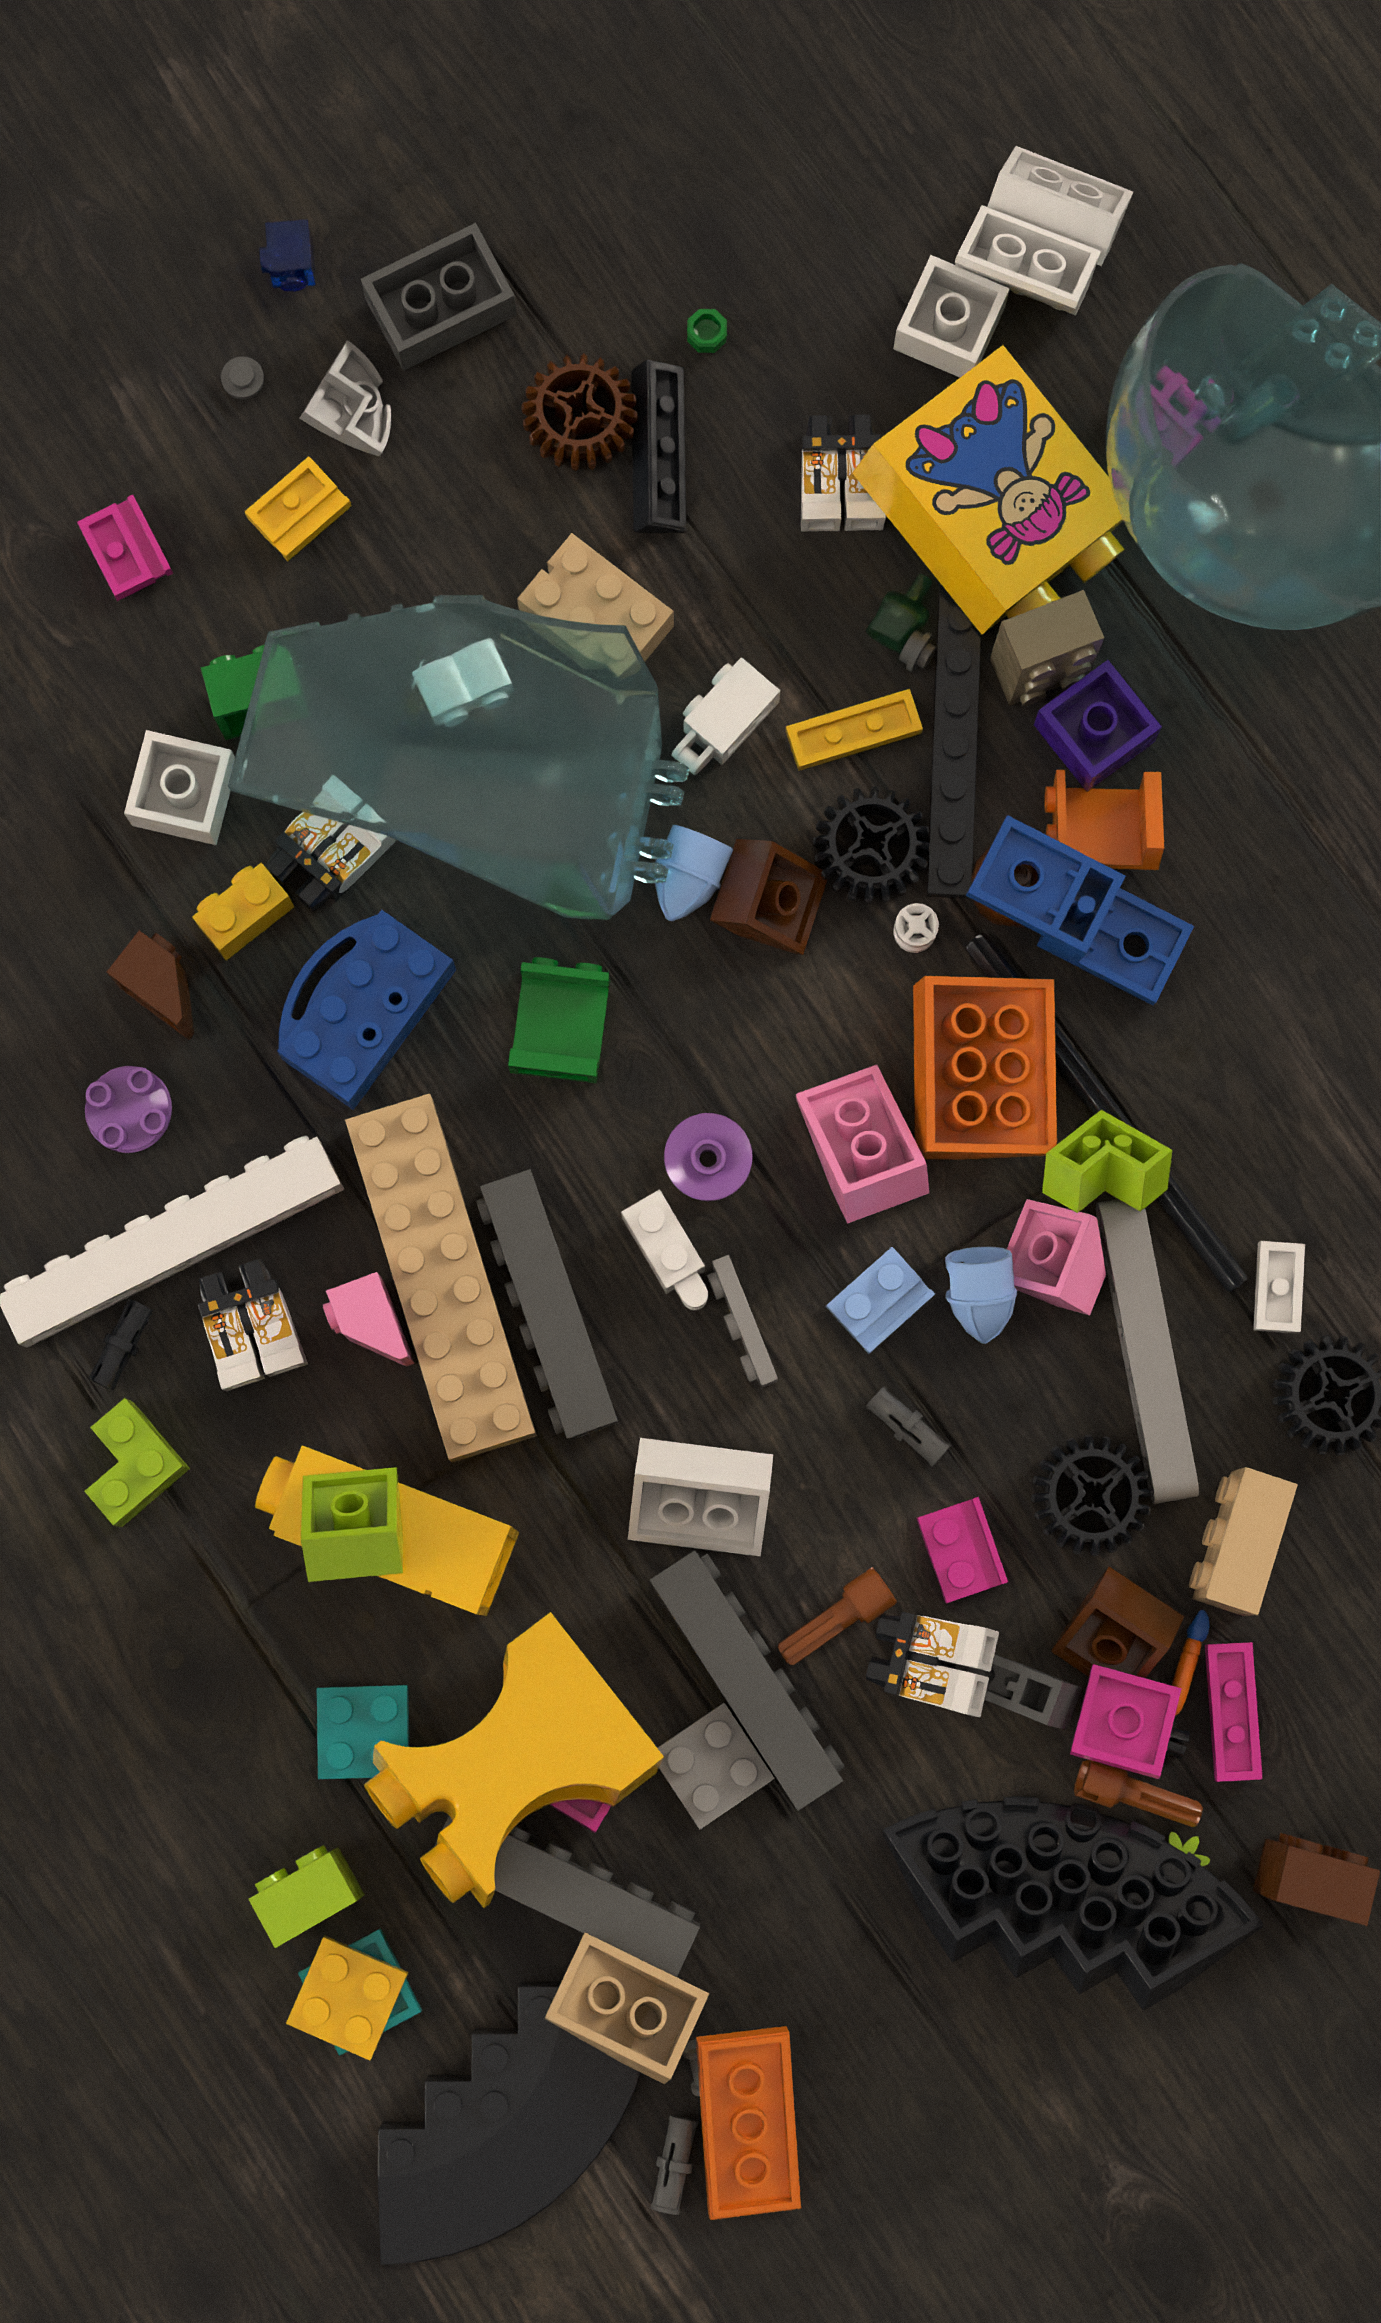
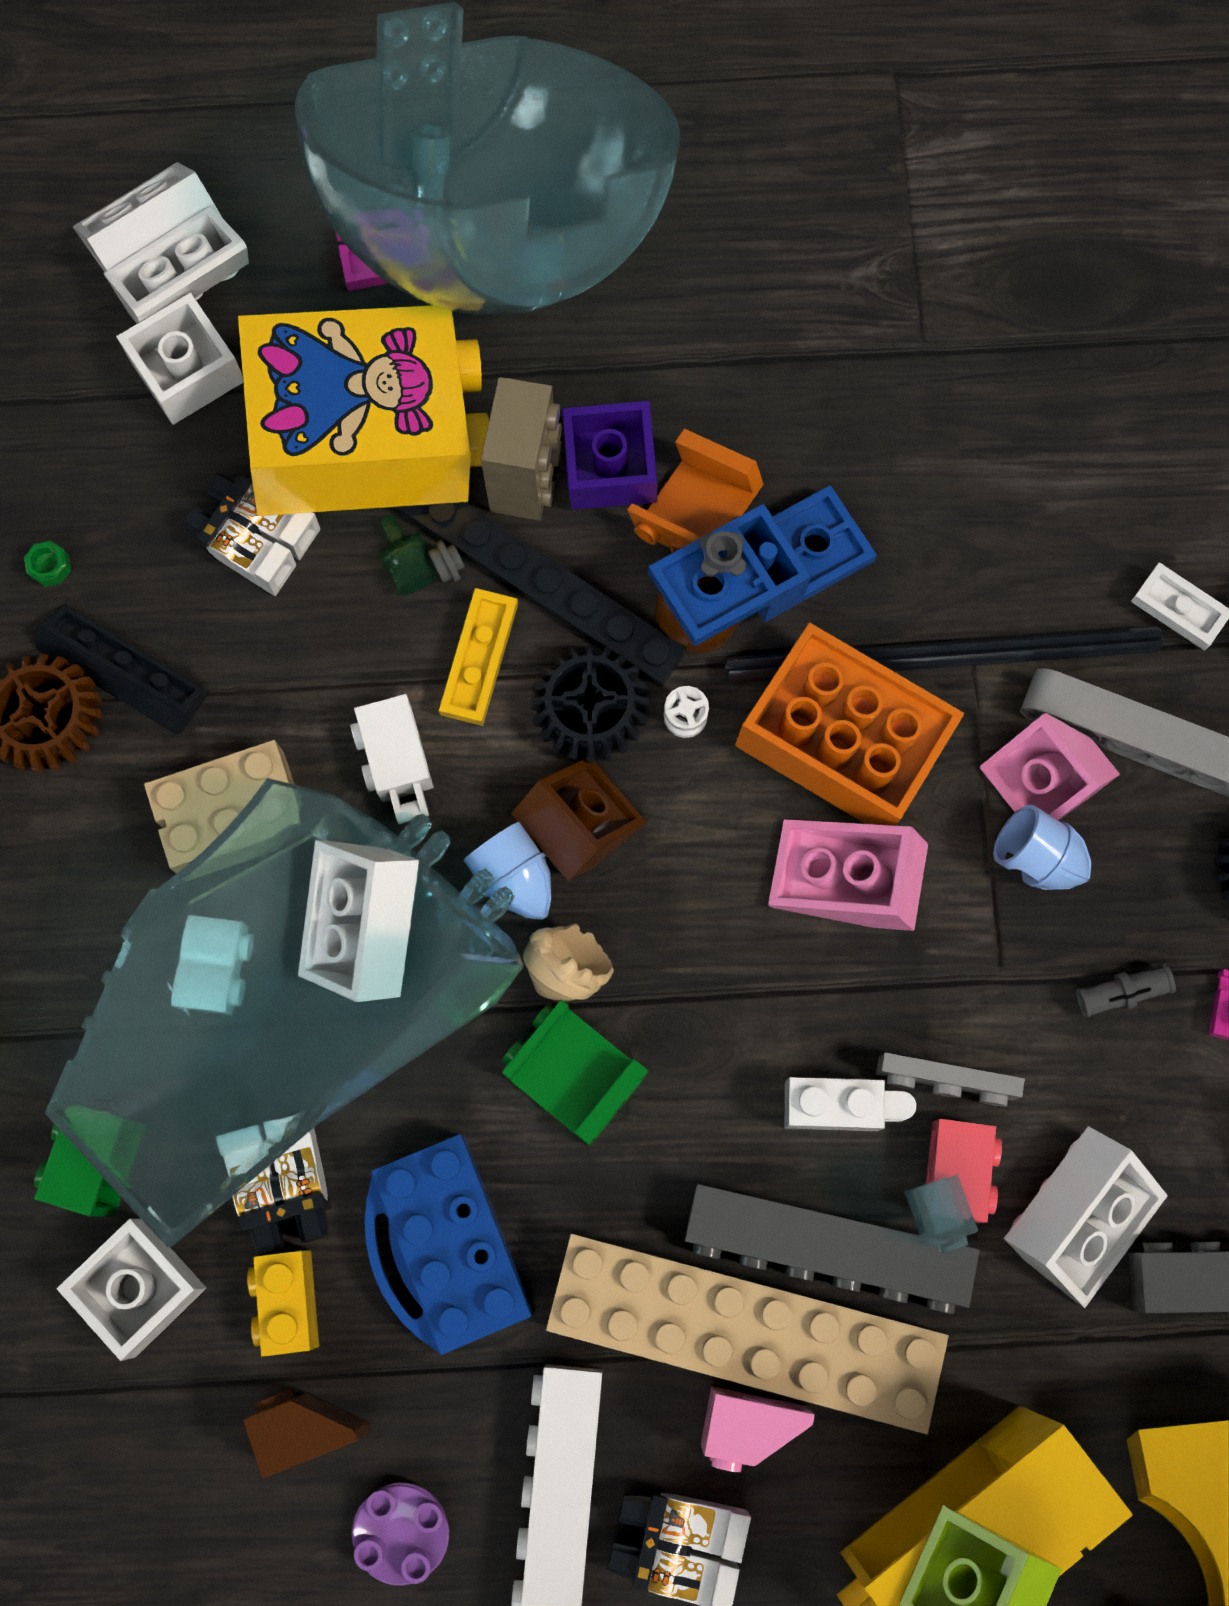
camera: 55 degrees left, 5 degrees down
(567, 771) = (358, 920): none -> white slope
(625, 1369) = (942, 1213): none -> clear light blue brick
(642, 959) = (566, 963): none -> tan hair
(673, 1375) = (971, 1154): none -> coral brick
(708, 1134) = (792, 995): medium lavender dish -> none
(880, 1300) = (996, 946): light blue plate -> none
(1056, 855) = (722, 541): none -> dark grey plate
(1107, 1158) = (996, 671): lime brick -> none

